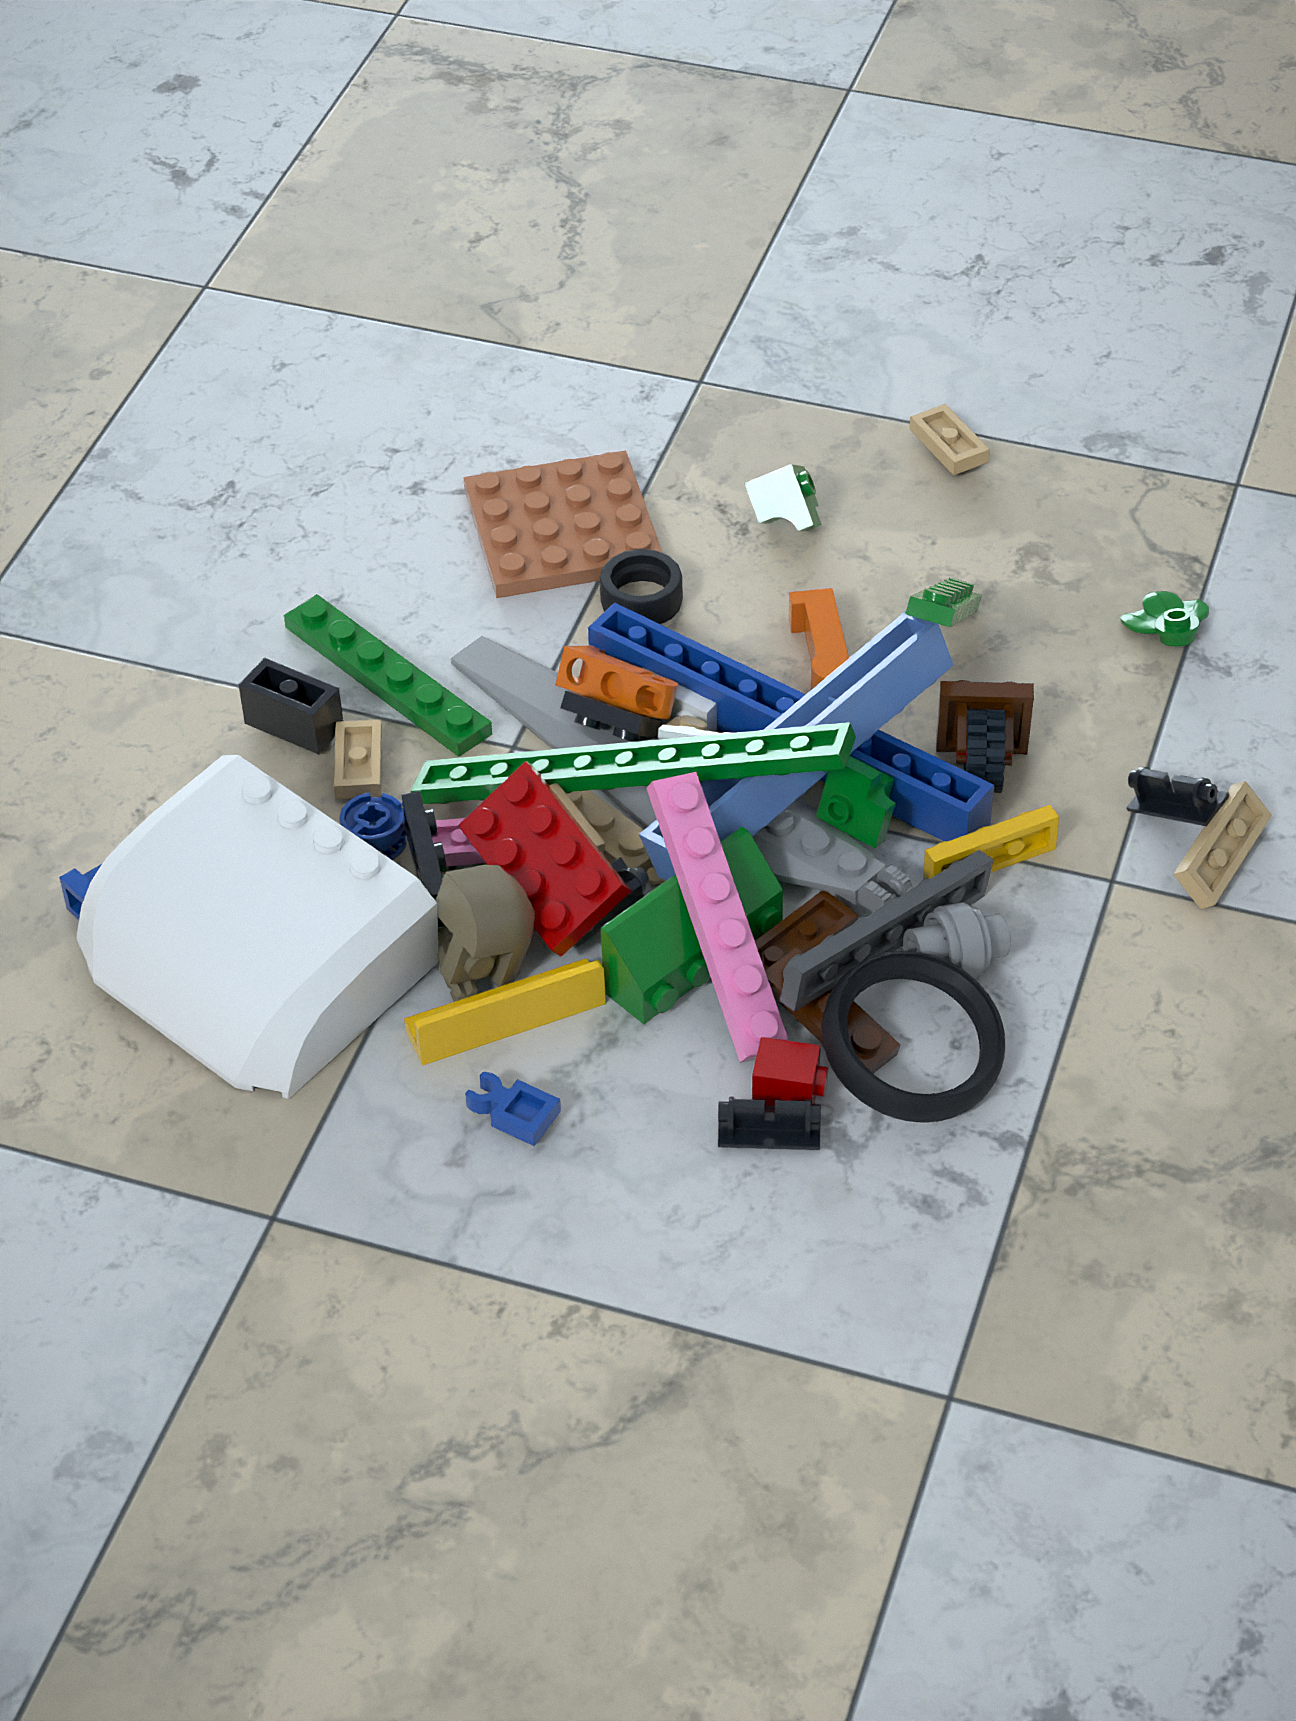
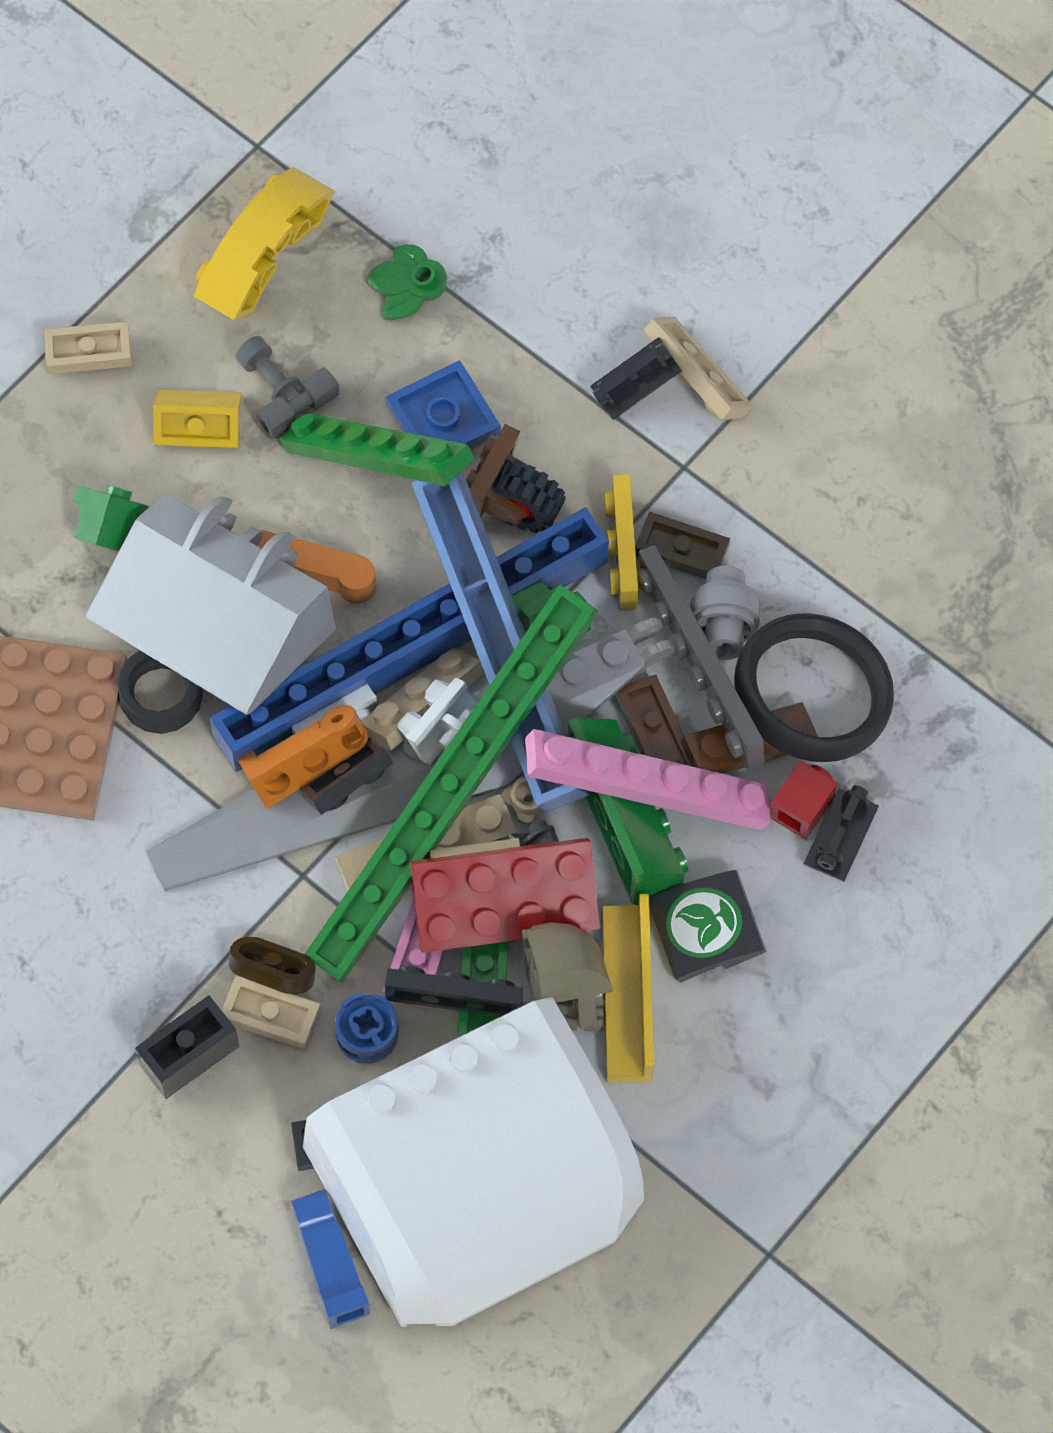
camera: 70 degrees left, 20 degrees up
(388, 675) = (156, 952): green plate -> none
(403, 742) = (272, 965): none -> dark brown plate
(518, 1111) = (748, 1018): blue plate -> none
(607, 1045) = (706, 925): none -> slope
(732, 572) = (213, 601): none -> piece
(925, 525) = (197, 418): none -> yellow panel
(993, 573) = (289, 394): none -> dark grey bar
(1018, 895) = (683, 545): none -> dark brown plate
(1059, 678) = (444, 408): none -> blue plate
(1131, 489) = (244, 260): none -> yellow brick

